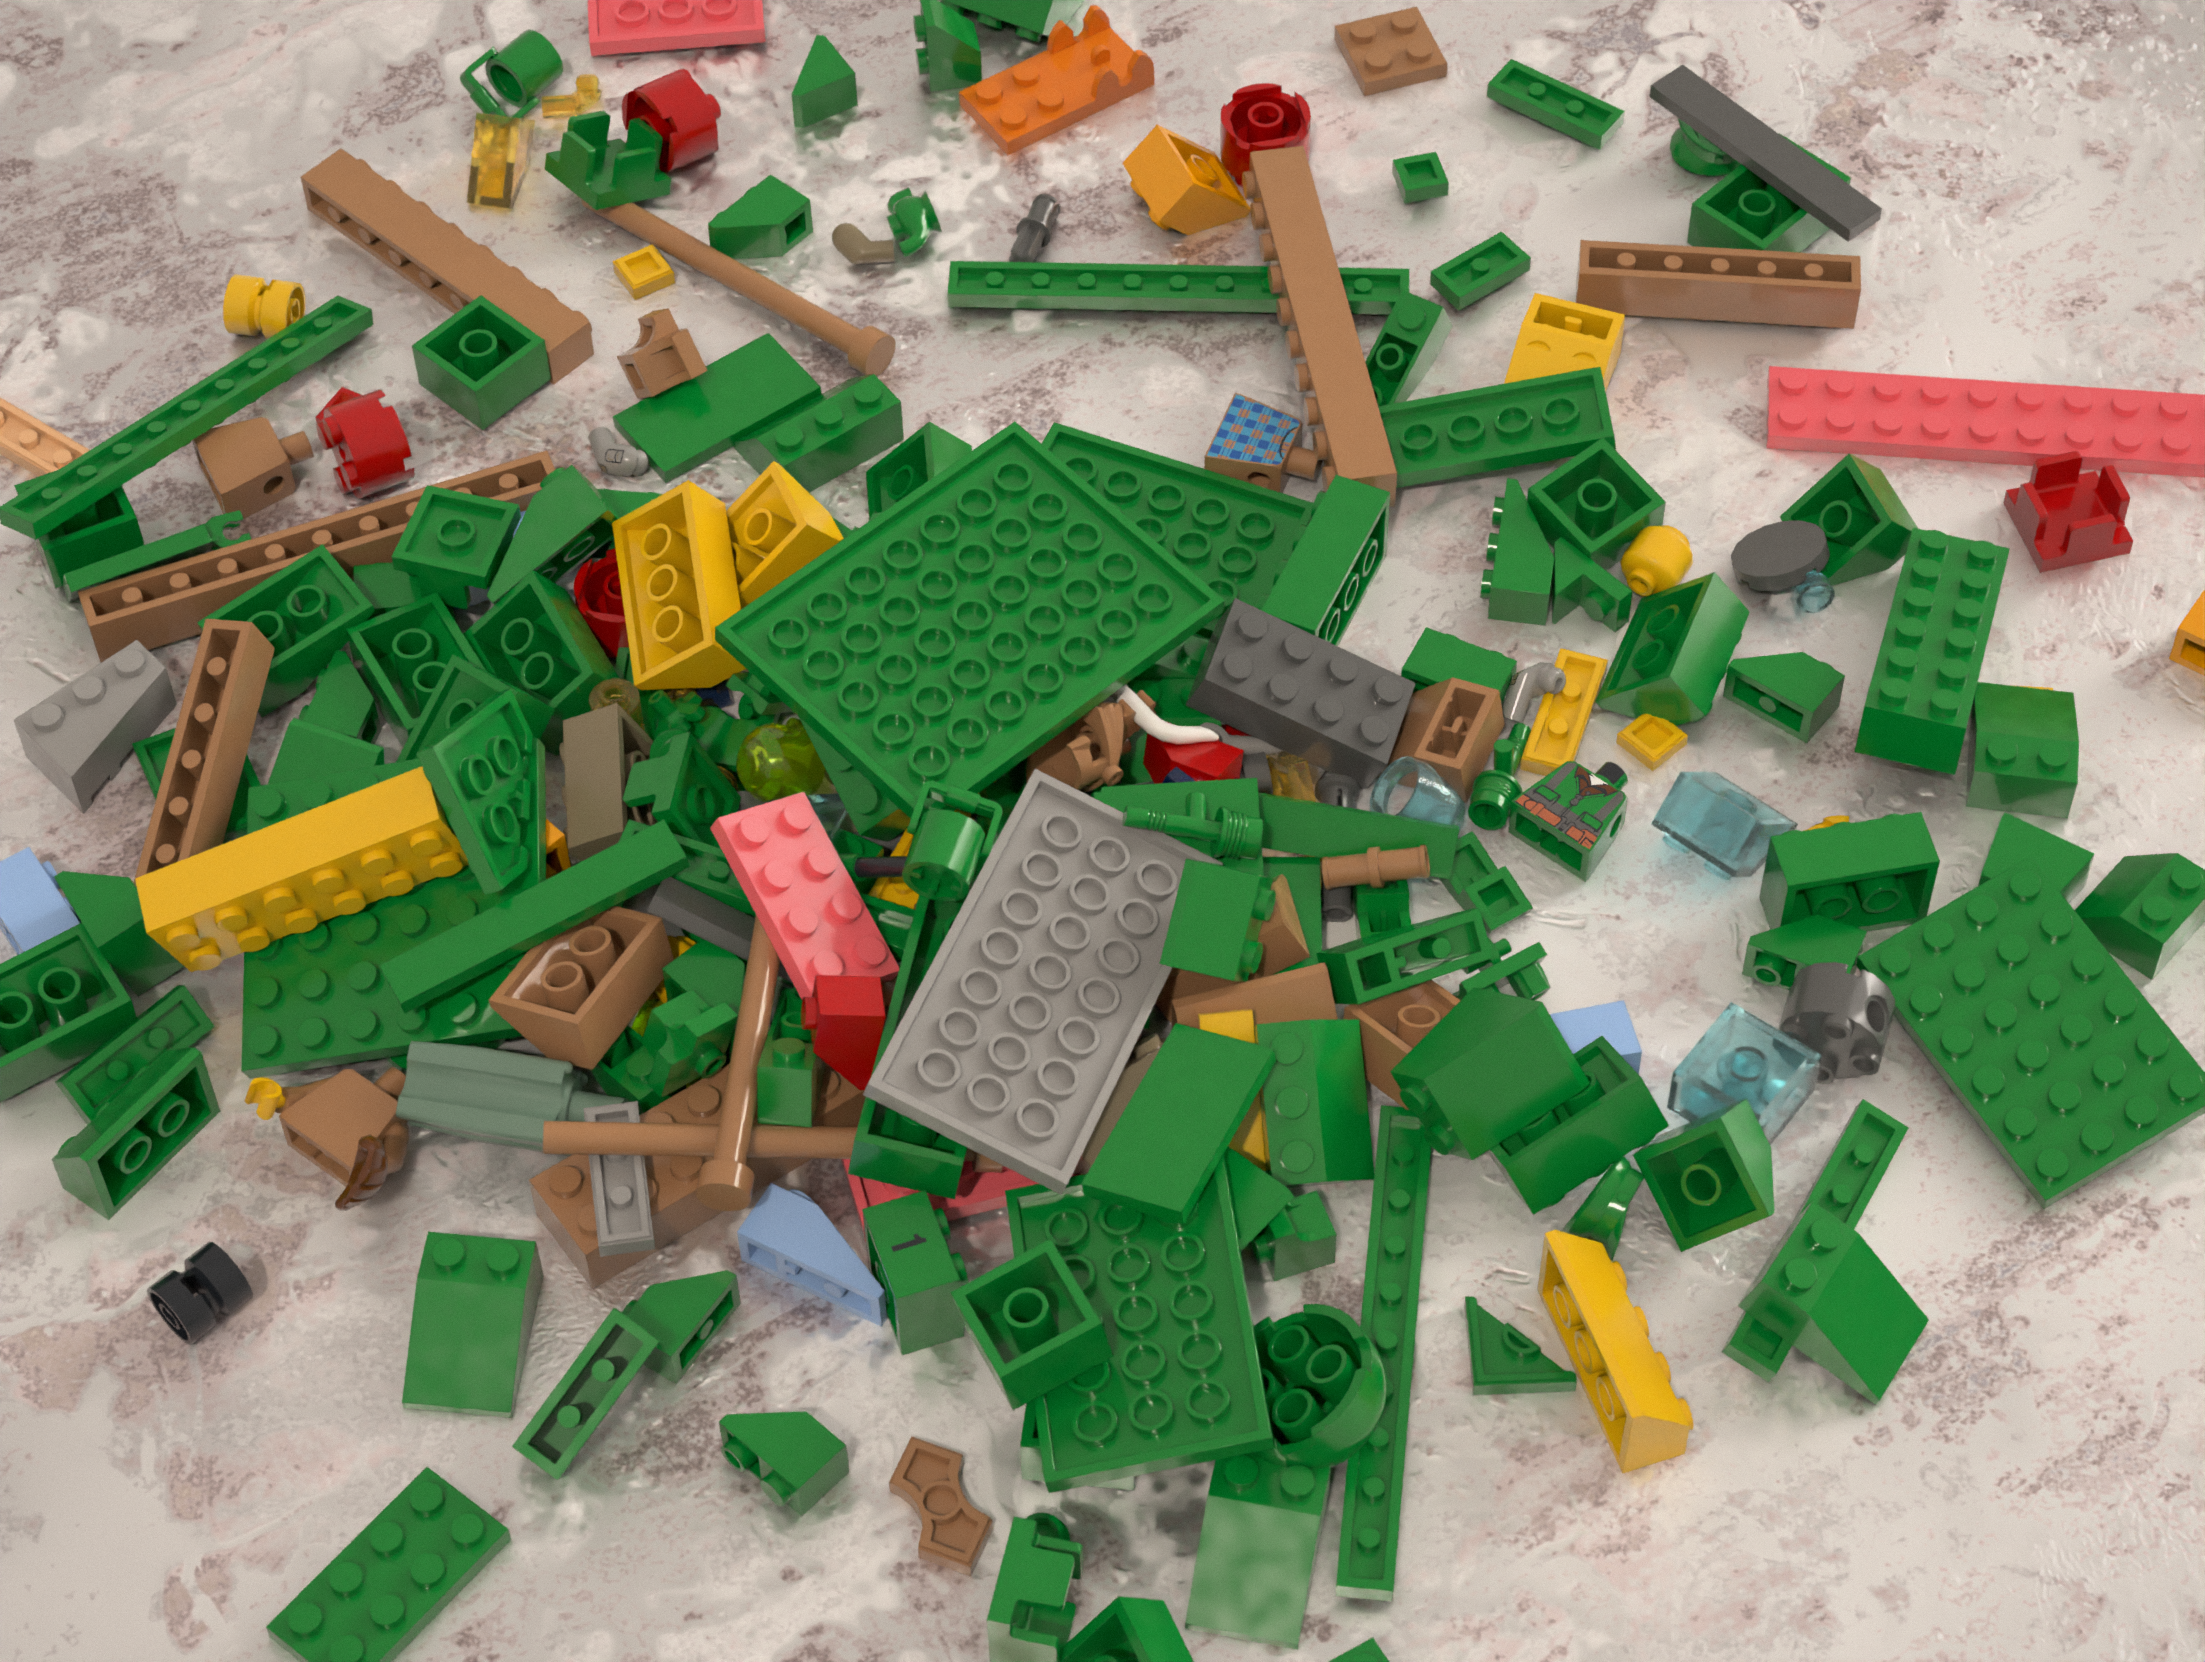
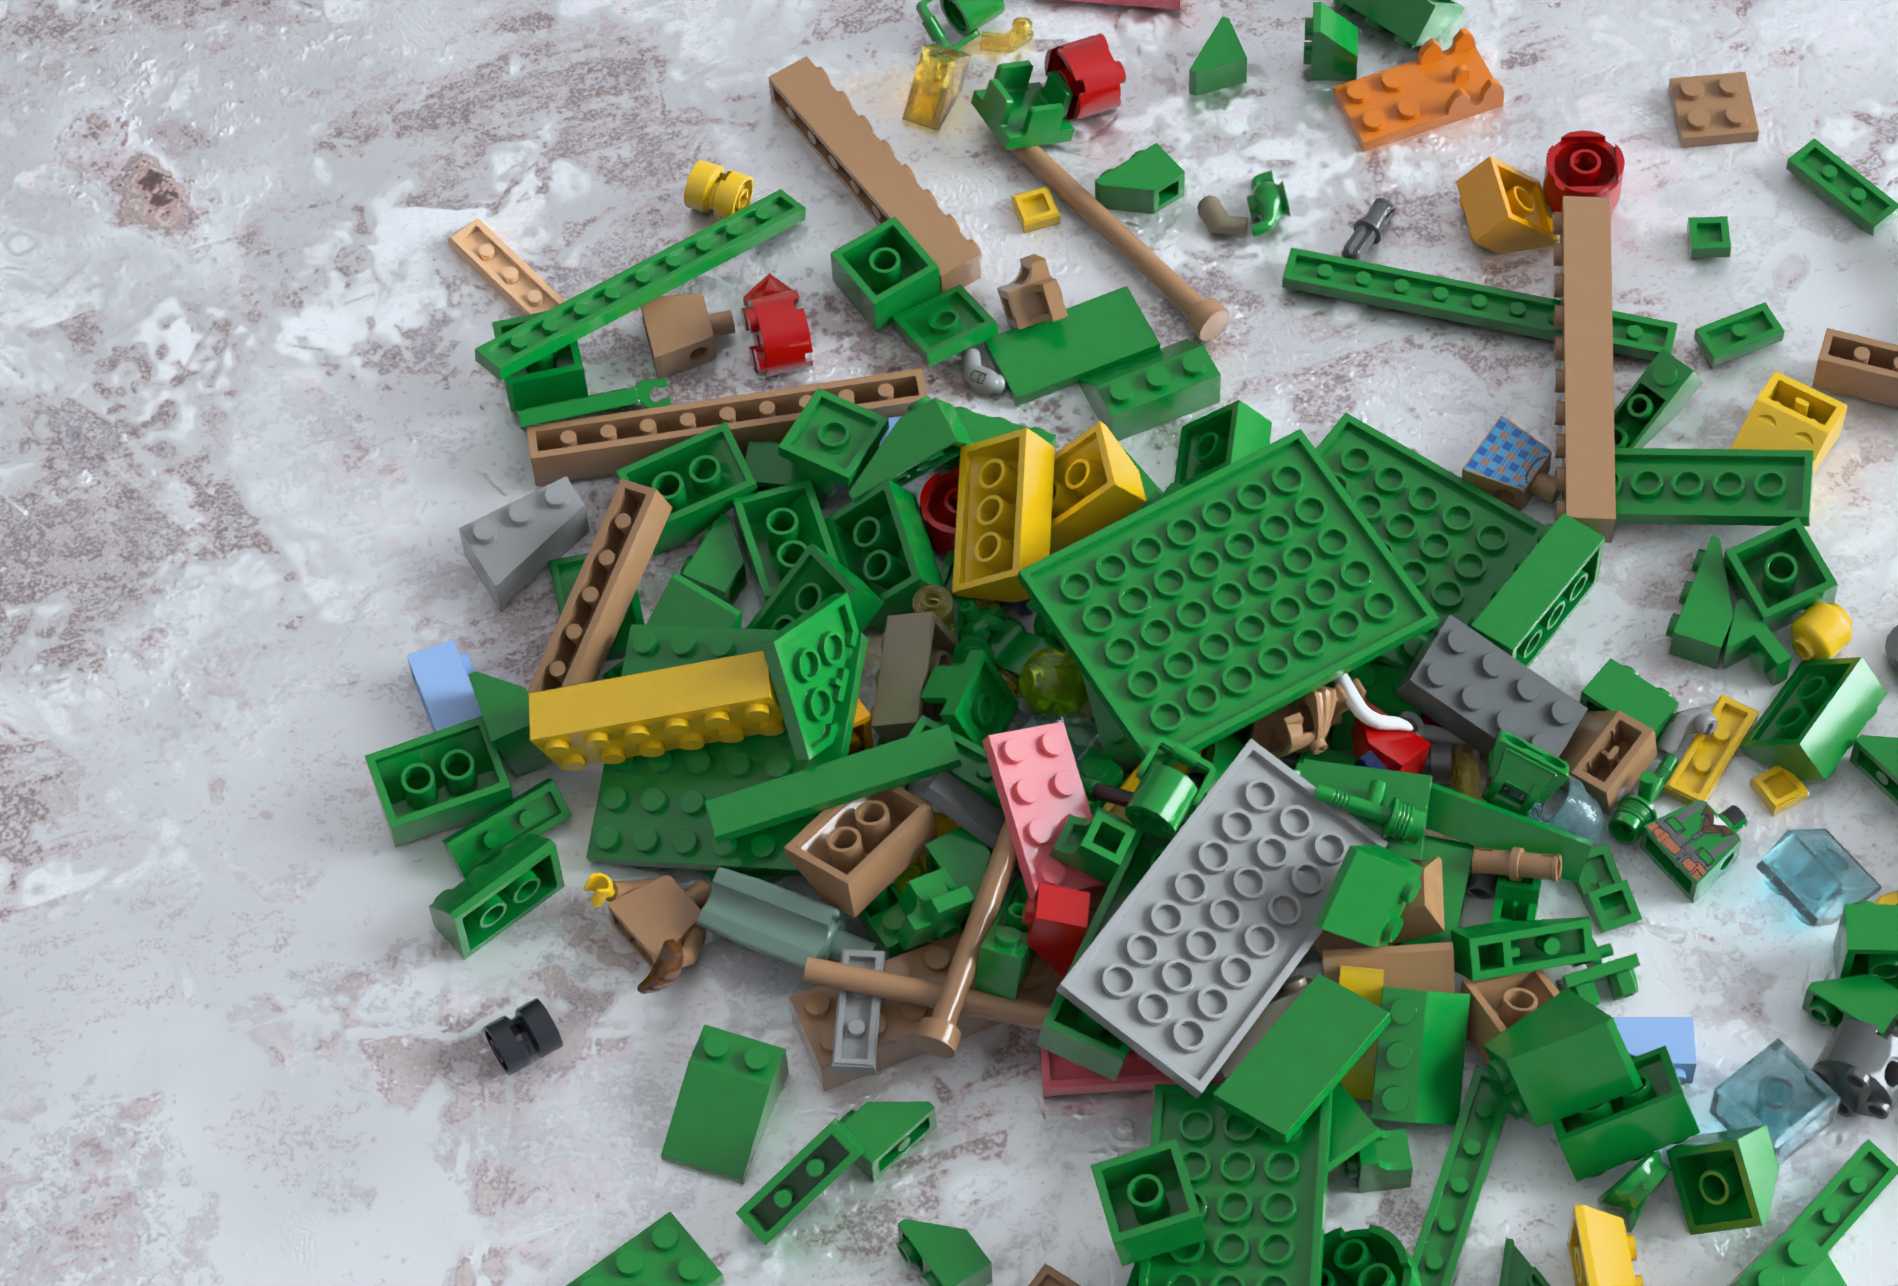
camera: 15 degrees right, 5 degrees up
(564, 406) = (945, 325): none -> green plate
(801, 1246) = (989, 1088): light blue slope -> none
(872, 923) = (1094, 844): none -> green brick
(916, 1270) = (1074, 1130): green brick -> none
(1360, 760) = (1524, 770): none -> green piece

